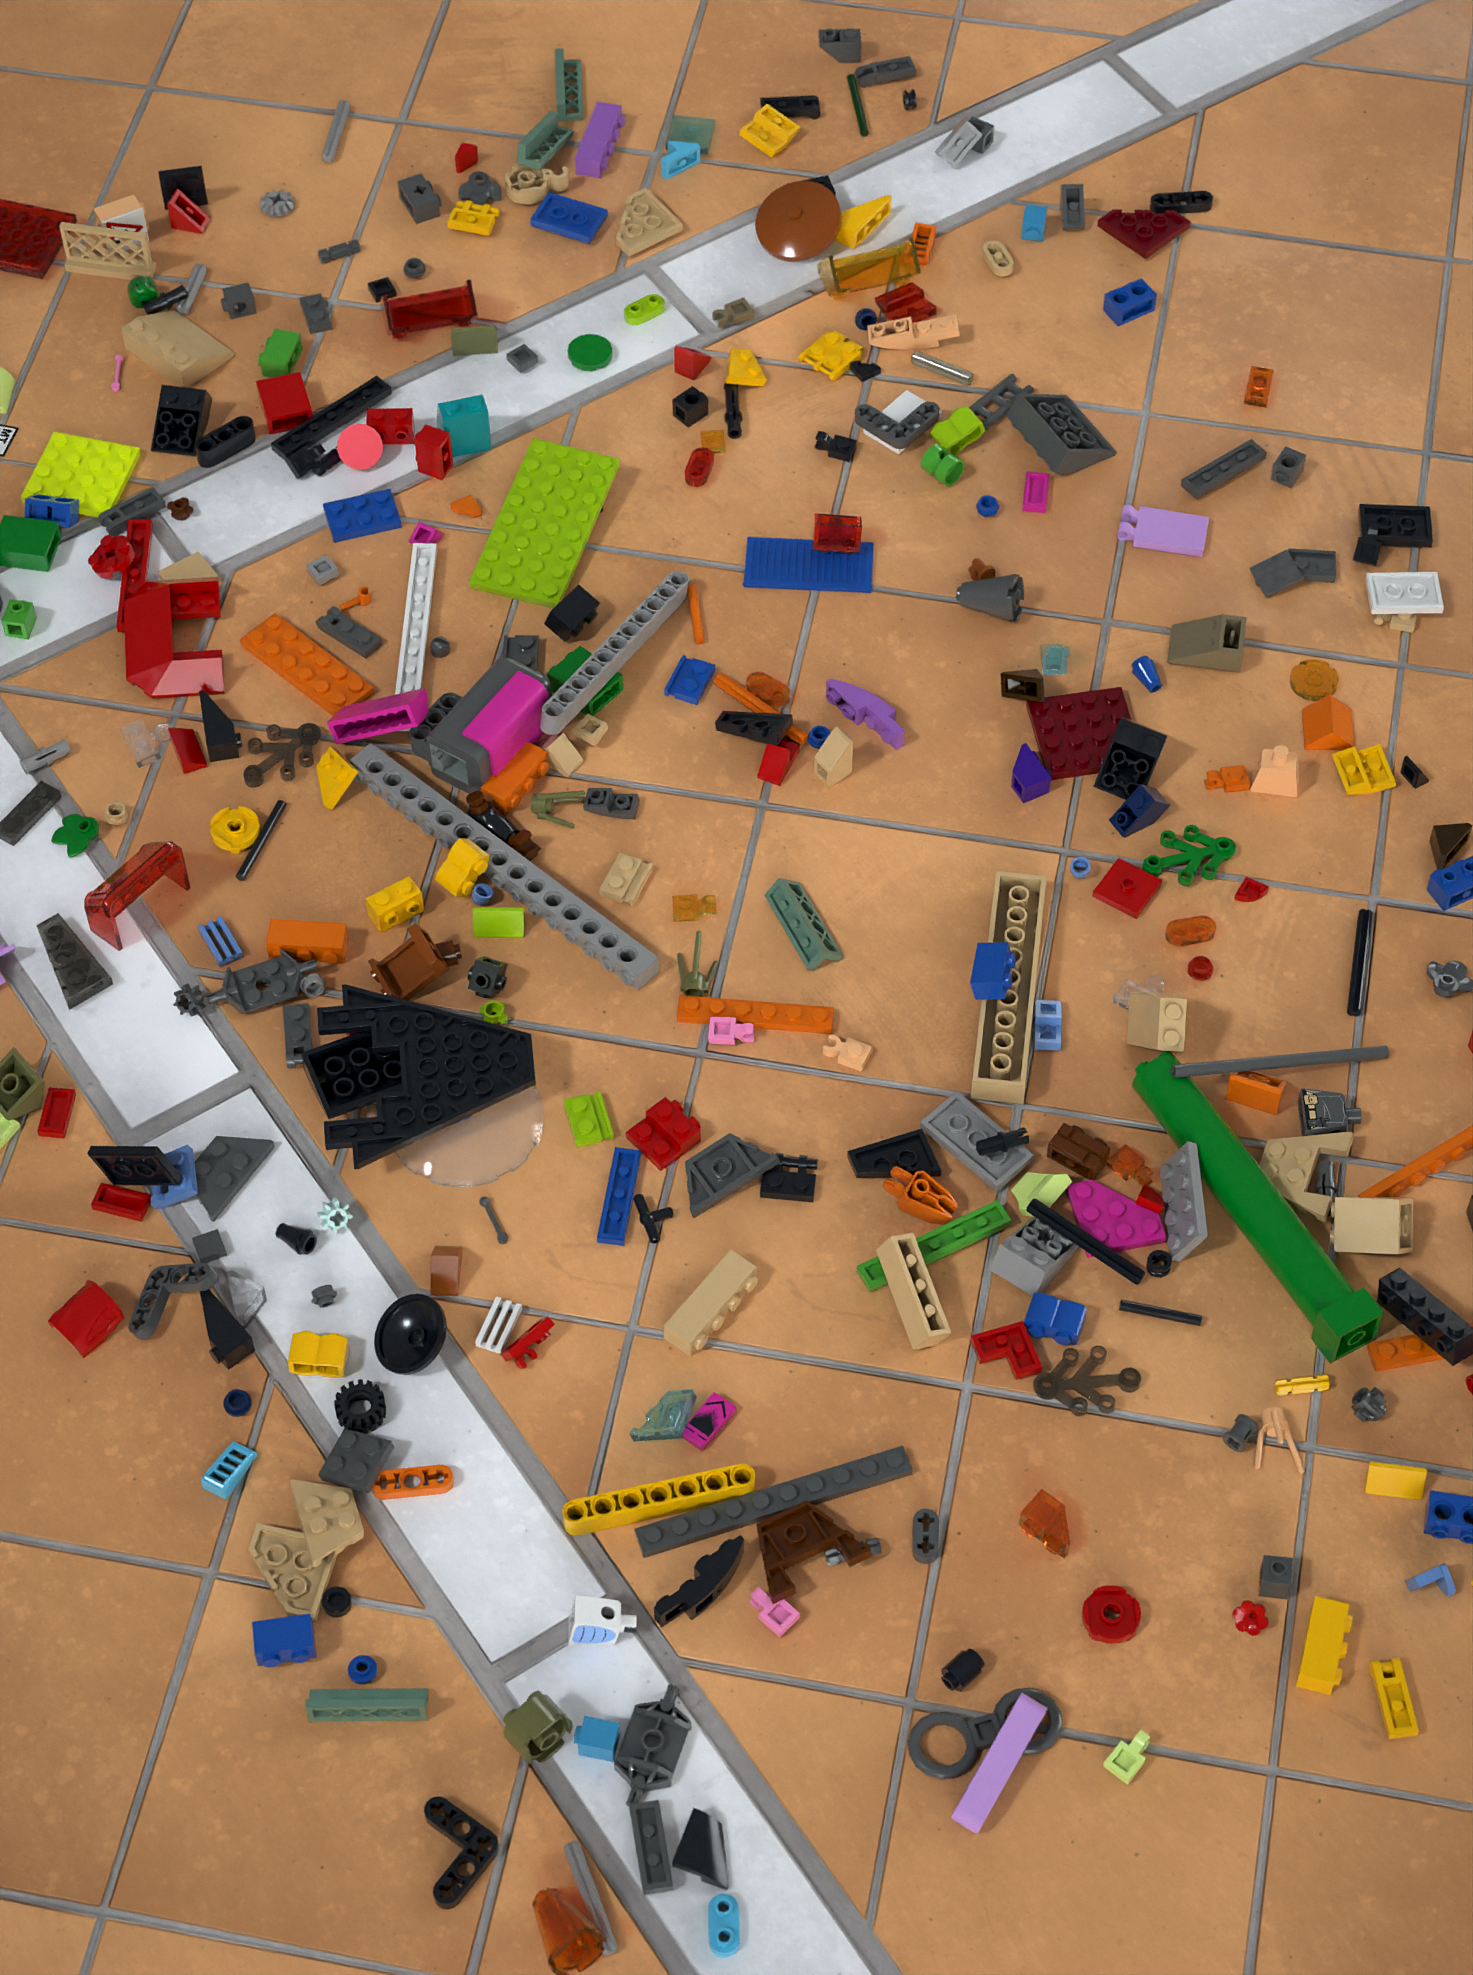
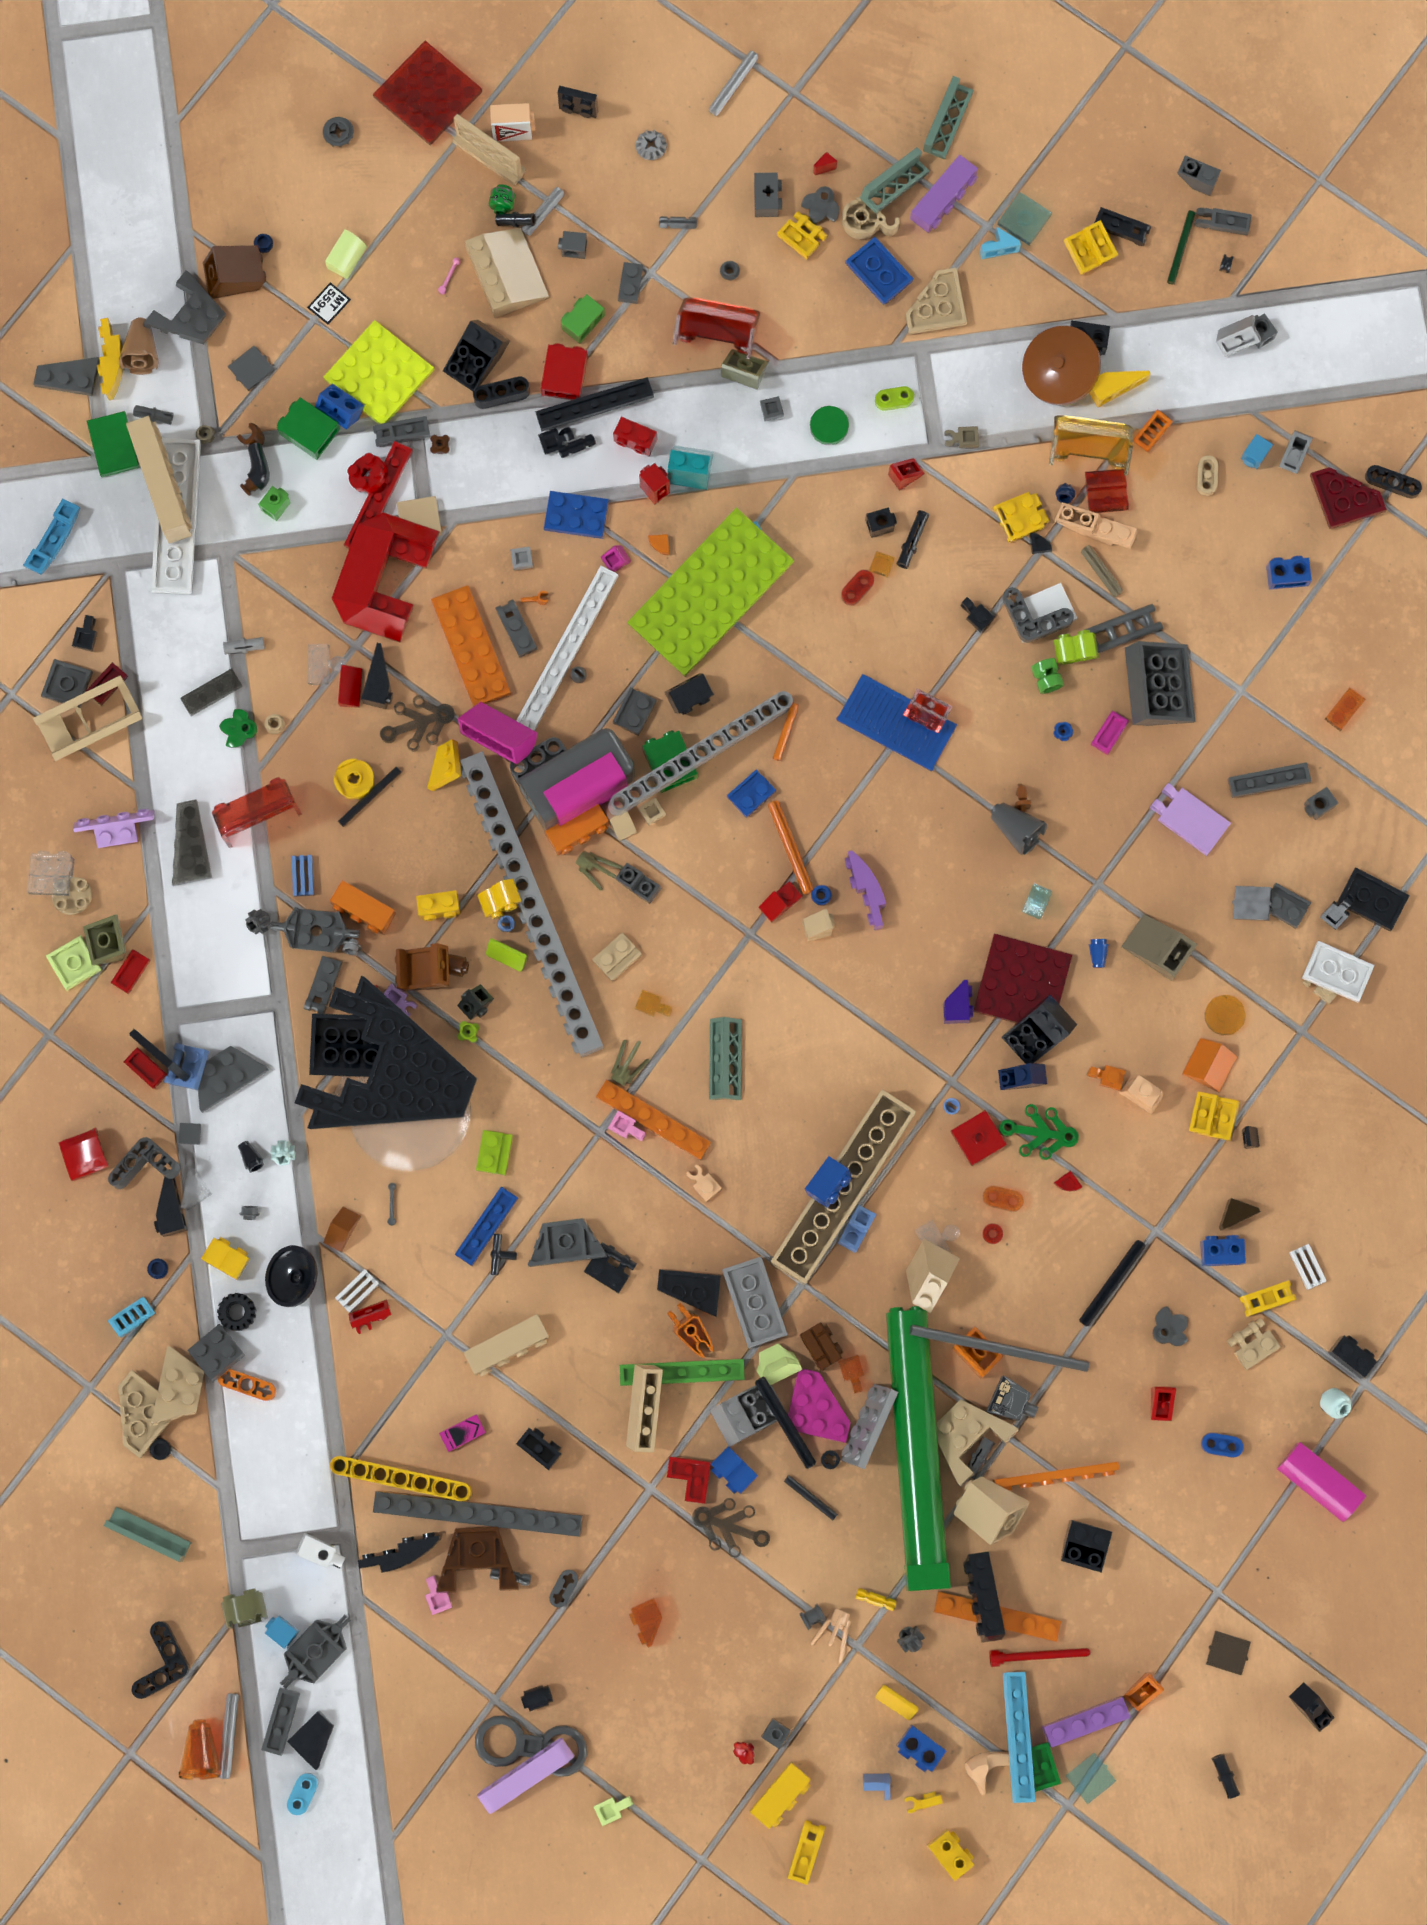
camera: 25 degrees right, 25 degrees up
(185, 214) = (571, 129): red slope -> none
(284, 1640) = (112, 1466): blue brick -> none
(360, 446) = (601, 449): coral tile -> none
(362, 1677) = (161, 1511): blue plate -> none
(381, 287) = (694, 280): black tile -> none
(498, 824) = (545, 869): piece -> none
(665, 1133) = (540, 1191): red plate -> none
(667, 1418) = (435, 1419): clear light blue wing -> none
(744, 368) = (941, 501): yellow wing -> none
(756, 726) = (775, 867): black wing -> none
(771, 691) = (804, 833): clear orange plate -> none
(811, 1391) = (538, 1448): none -> black brick
(1002, 1142) = (768, 1317): black axle -> none
(1023, 685) = (997, 921): dark brown slope -> none
(1107, 1630) = (644, 1711): red plate -> none
(1150, 1199) = (850, 1407): red tile -> none

